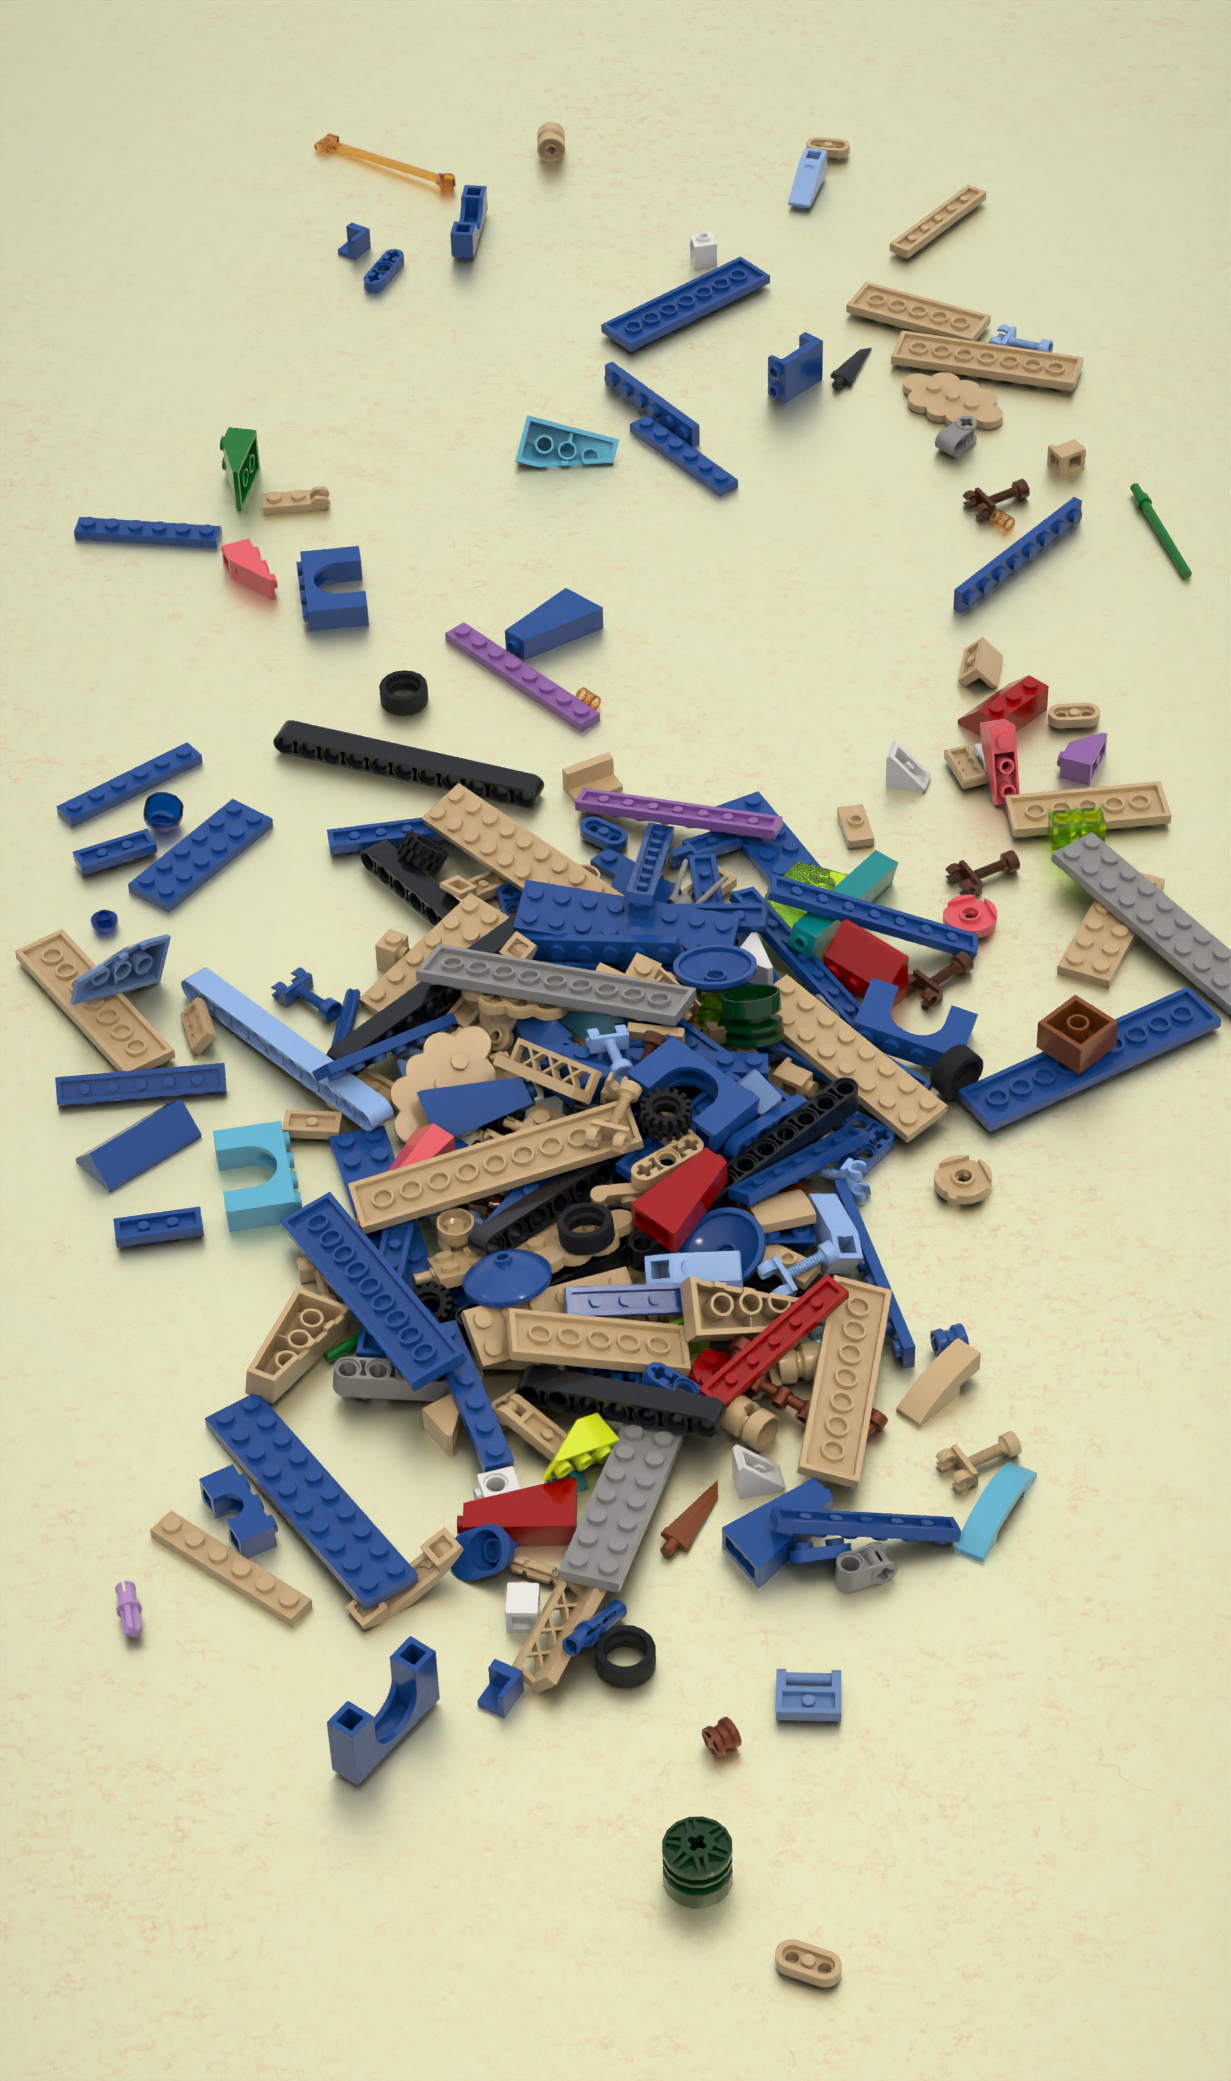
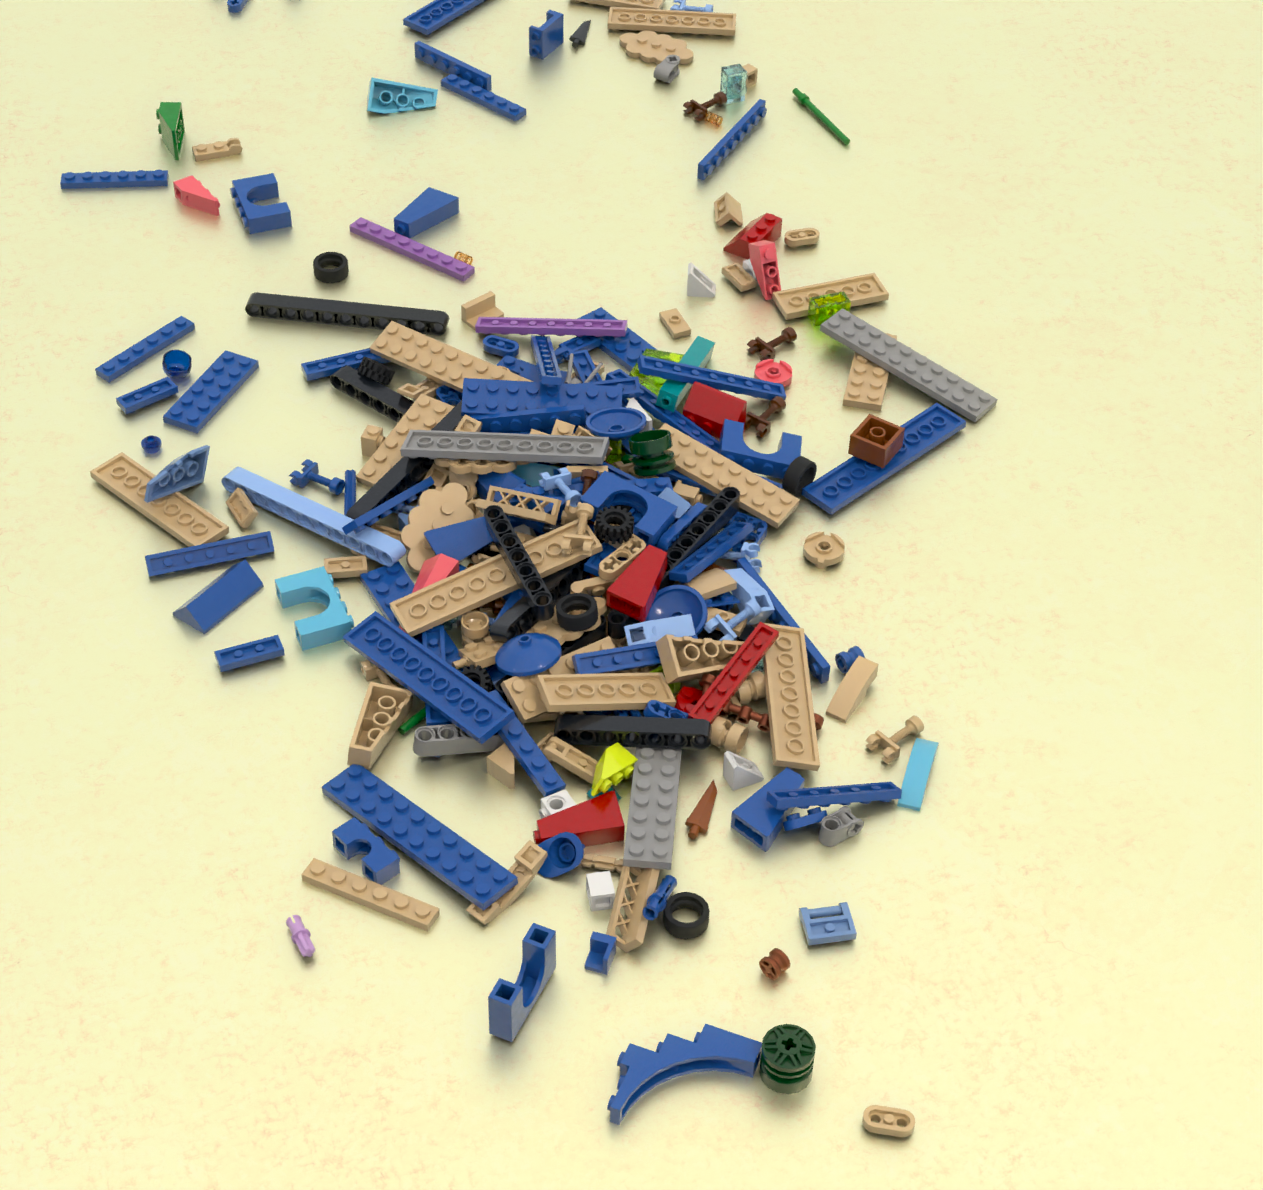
camera: 15 degrees left, 0 degrees up
(524, 1151) = (519, 563): none -> black beam
(558, 1837) = (710, 1051): none -> blue arch
(1043, 469) = (734, 83): none -> clear light blue brick
(1082, 758) = (816, 263): medium lavender slope -> none

